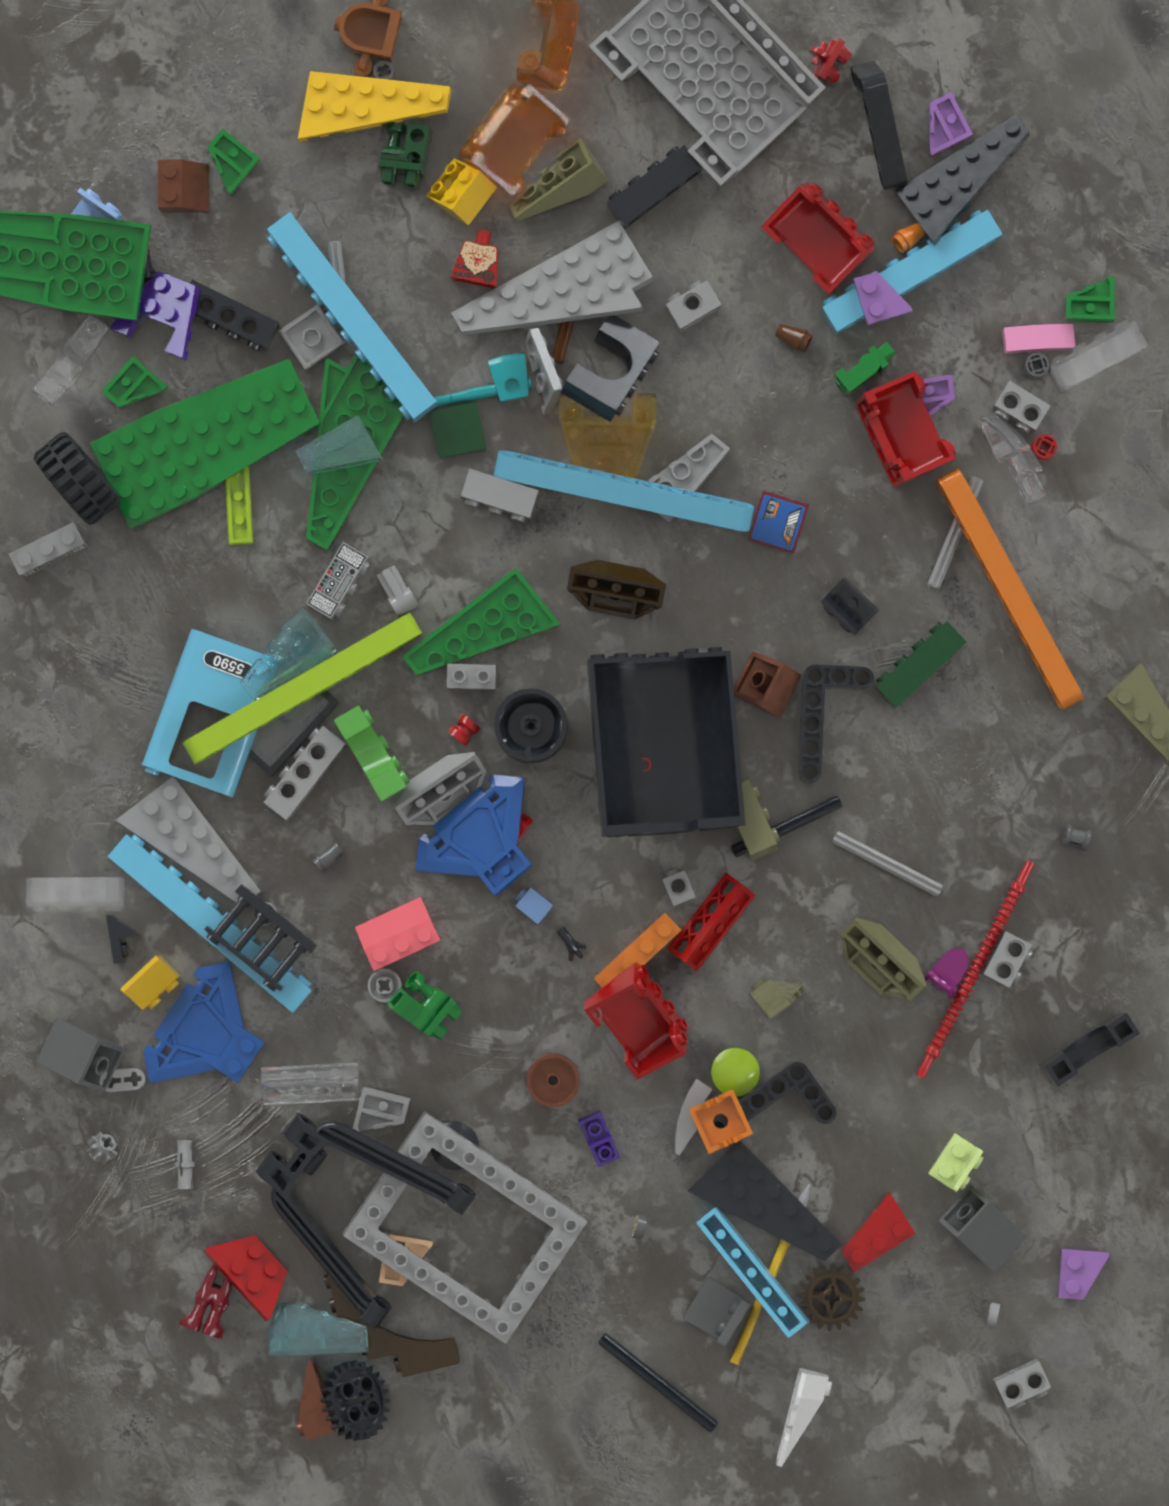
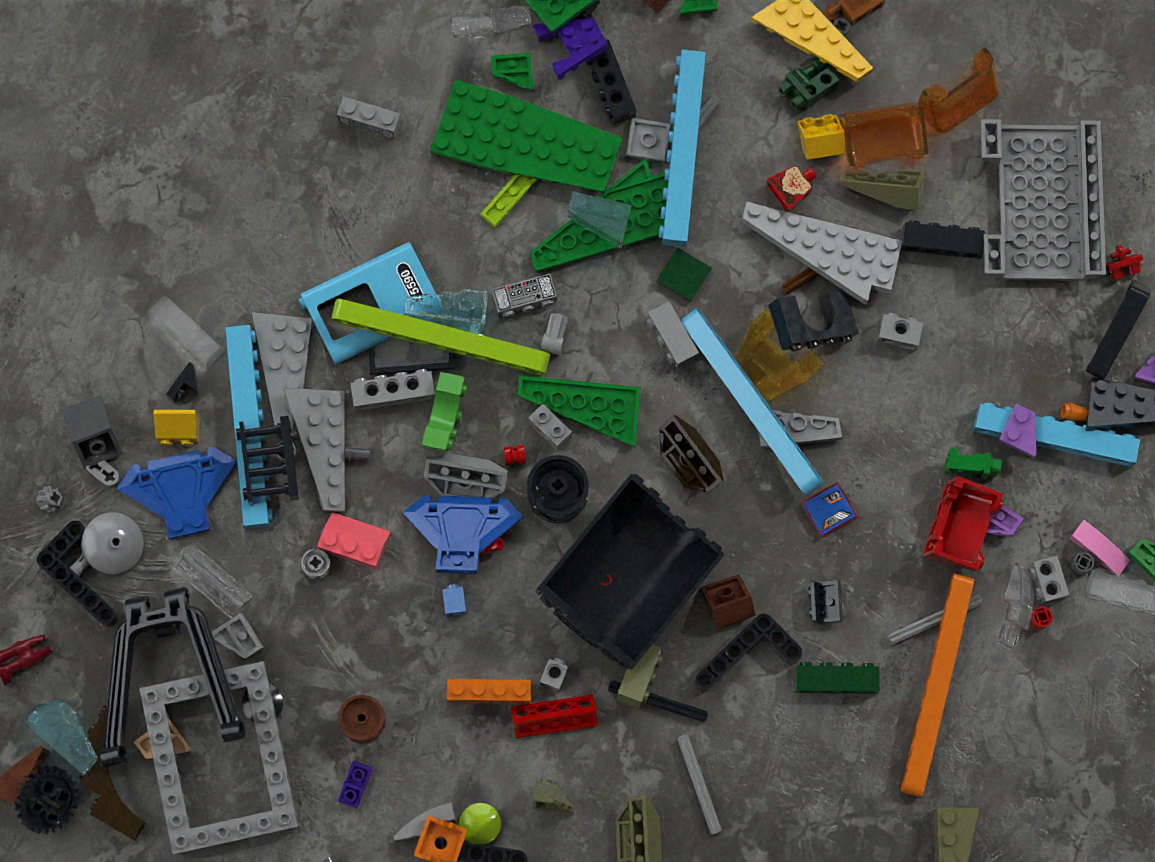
camera: 40 degrees right, 10 degrees down
(77, 478) = (426, 88): black tyre -> none
(182, 1144) = (98, 544): none -> light grey dish
(189, 1195) = (72, 579): none -> black beam
(251, 1271) = (63, 659): red wing -> none
(281, 870) = (321, 435): none -> light grey wing
(427, 1013) = (327, 605): green hips -> none
(509, 382) = (744, 273): teal piece -> none
(540, 361) = (773, 284): light grey wing -> none
(572, 945) = (454, 647): black bar -> none
(639, 1020) = (451, 731): red windscreen -> none
(795, 337) = (946, 409): reddish brown cone -> none
(819, 235) = (1018, 360): red windscreen -> none

